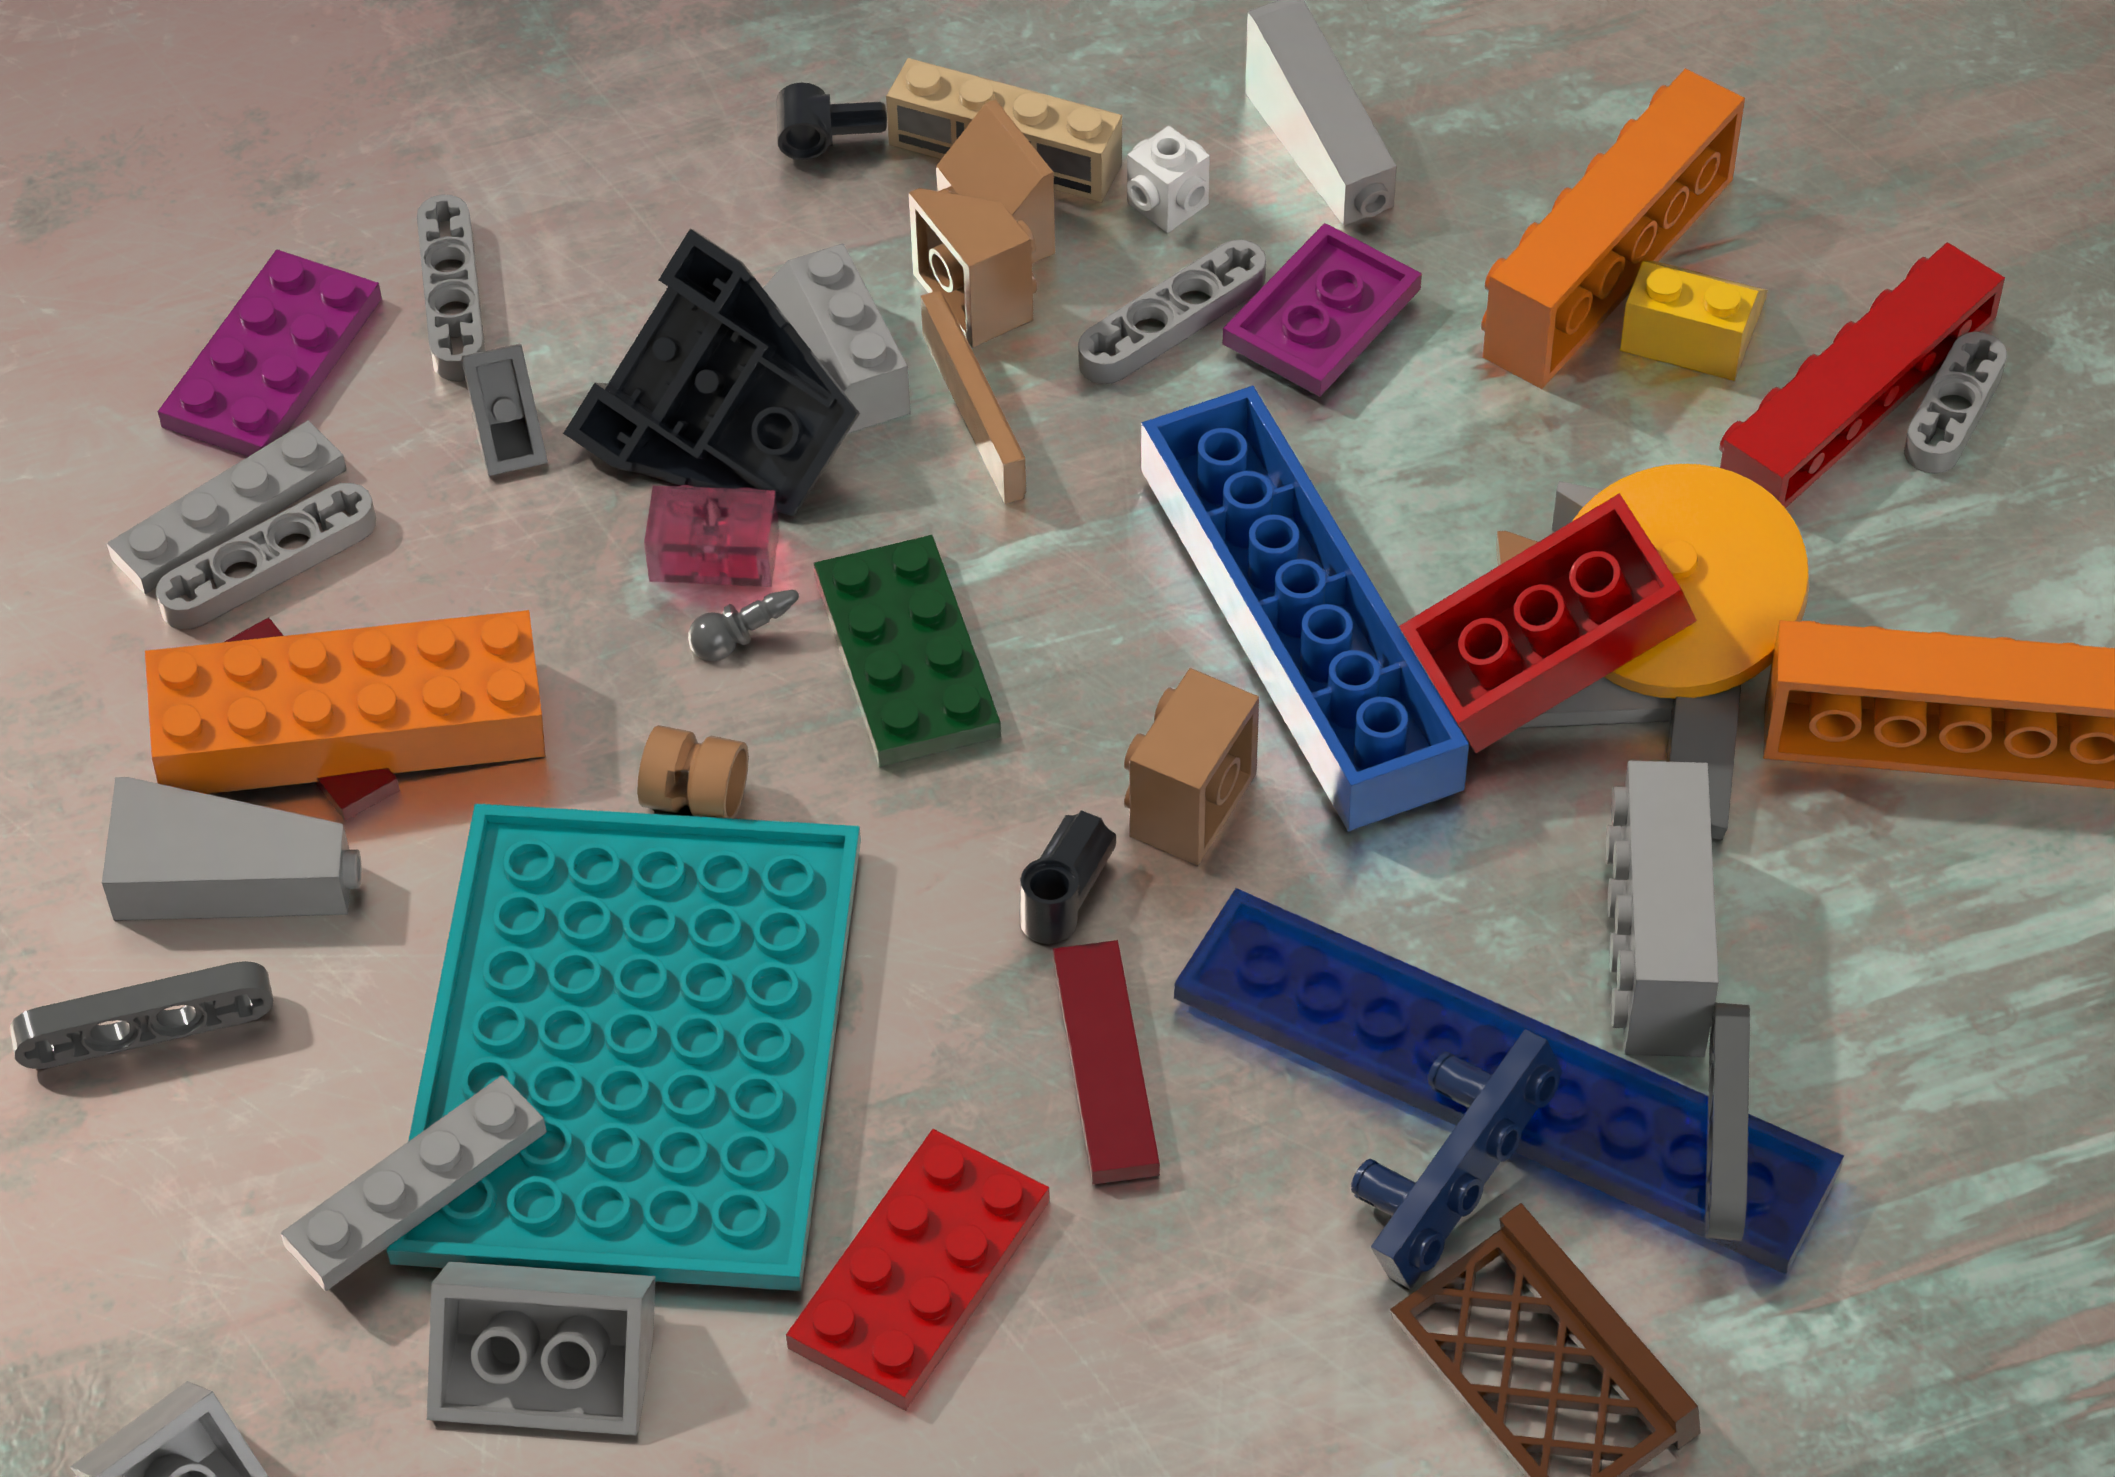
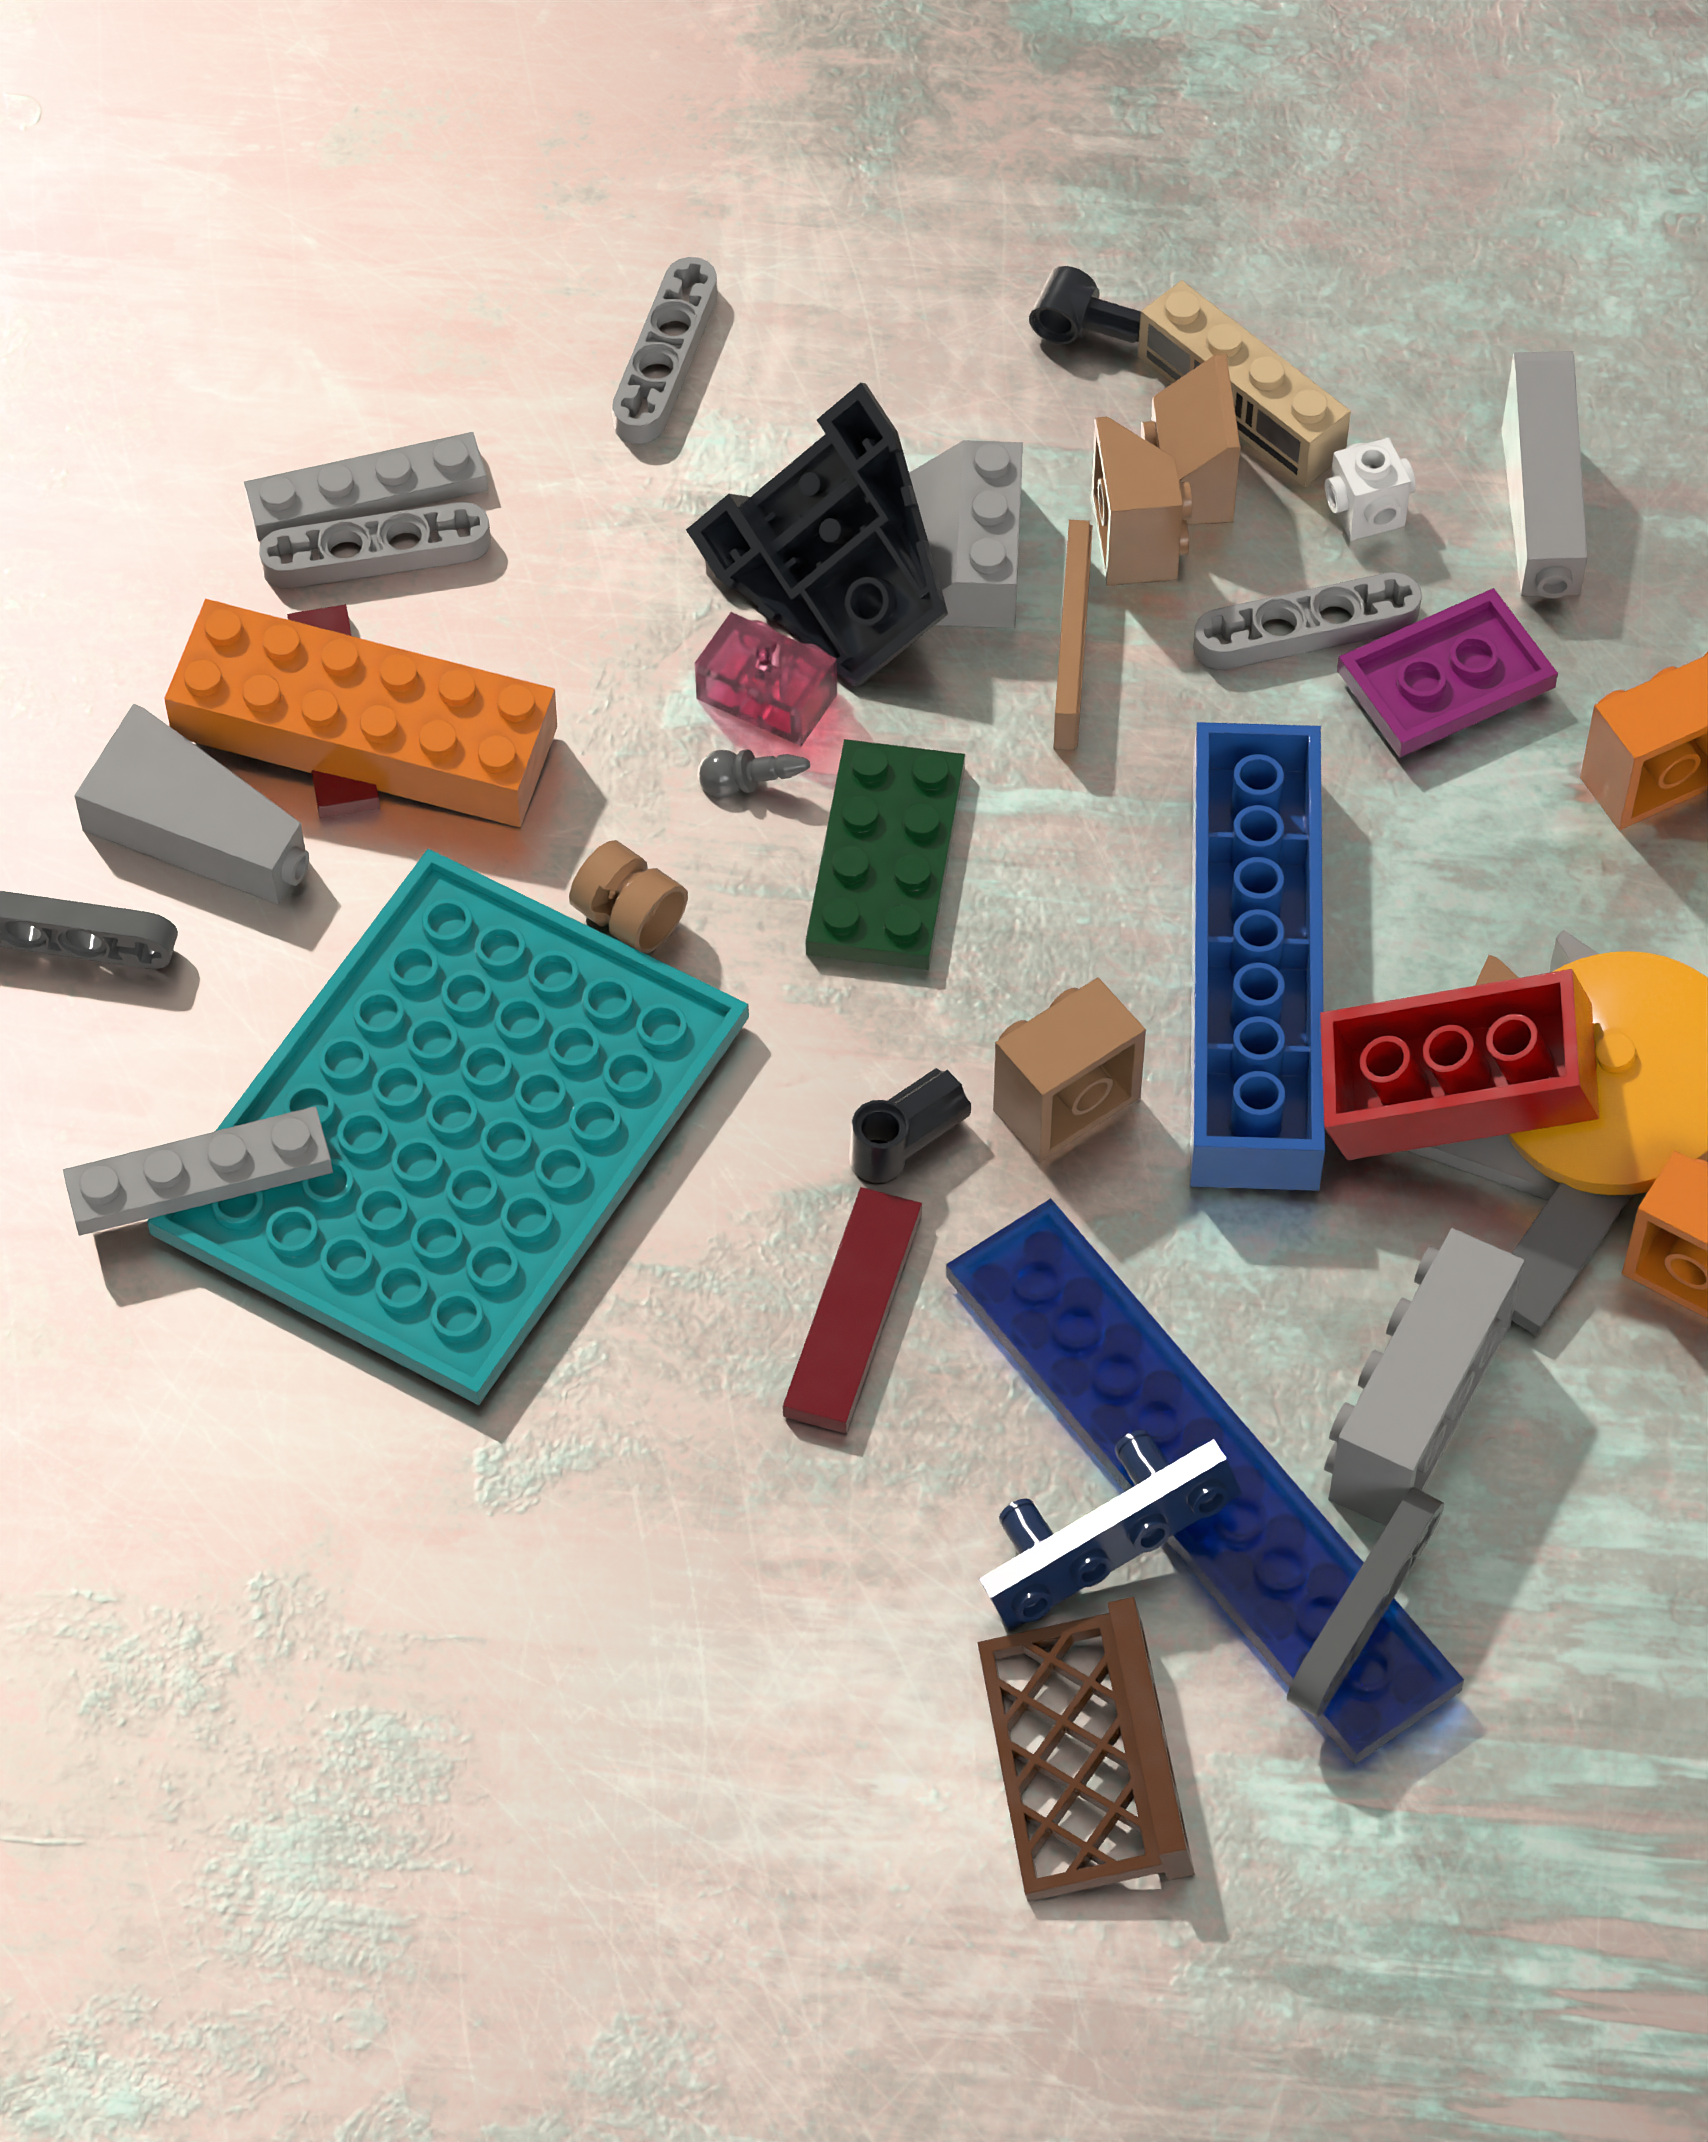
camera: 25 degrees right, 5 degrees up
(270, 354) = (476, 354): magenta plate -> none
(504, 409) = (643, 487): dark grey slope -> none
(539, 1347) = (230, 1360): light grey slope -> none
(918, 1269) = (590, 1428): red plate -> none

